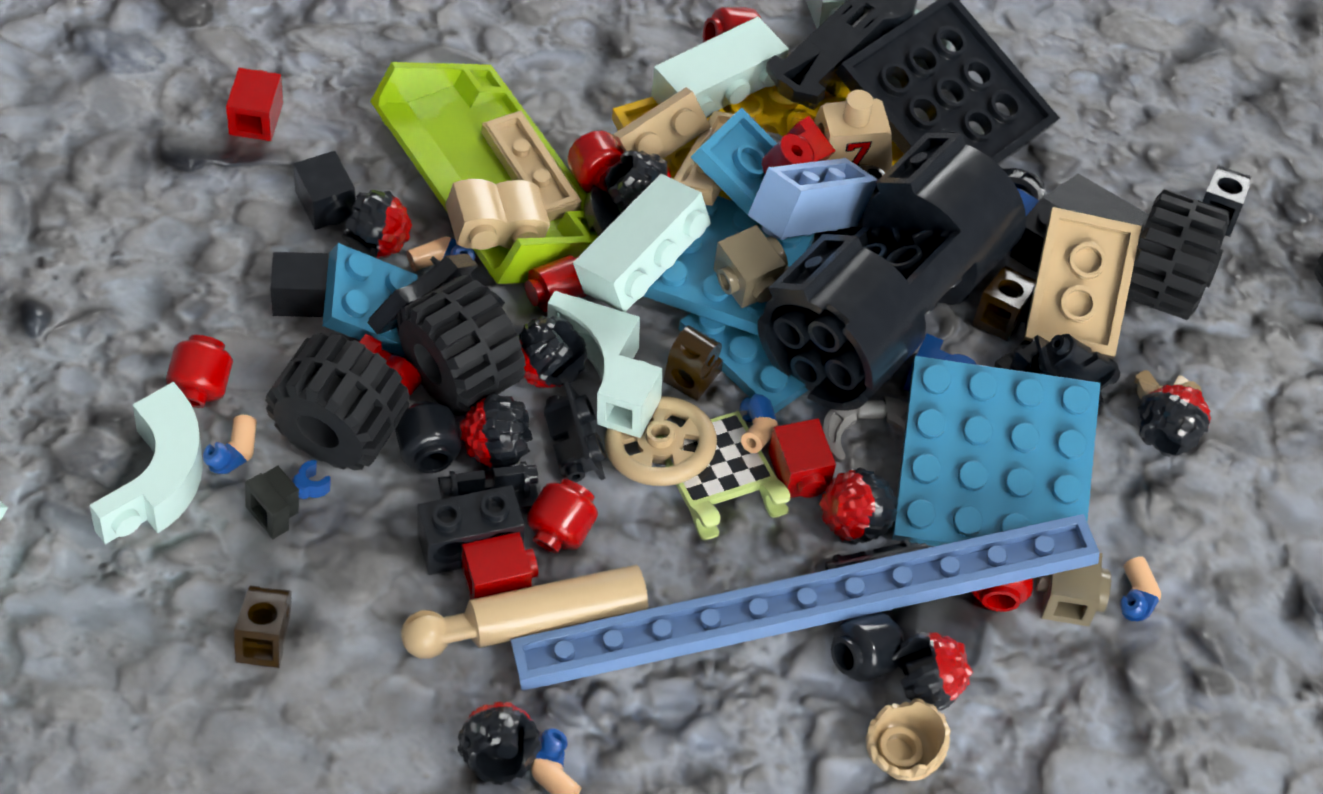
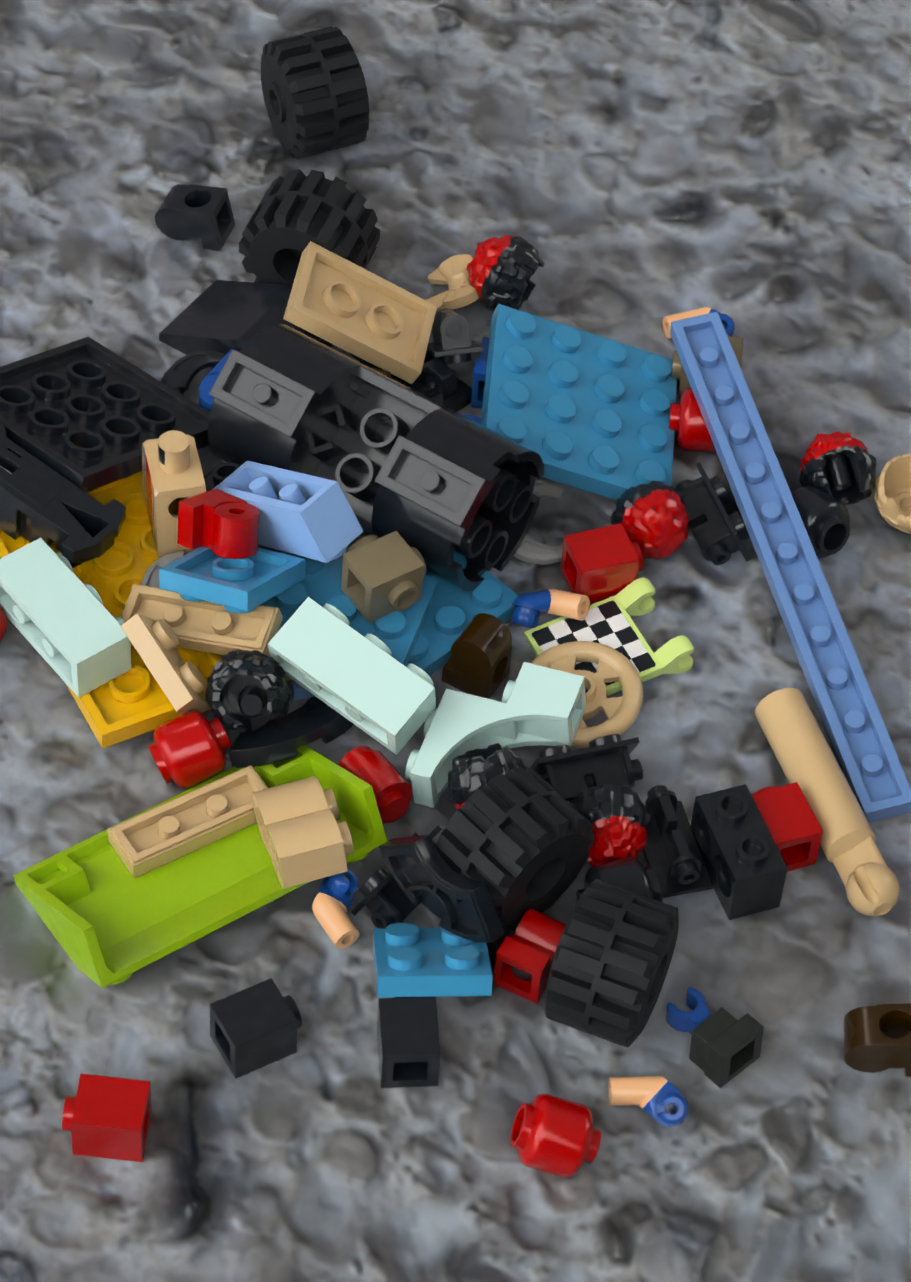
camera: 90 degrees left, 5 degrees down
(170, 480) = (697, 1147): light aqua arch -> none
(377, 224) = (312, 964): black piece -> none
(562, 516) = (700, 768): red head -> none

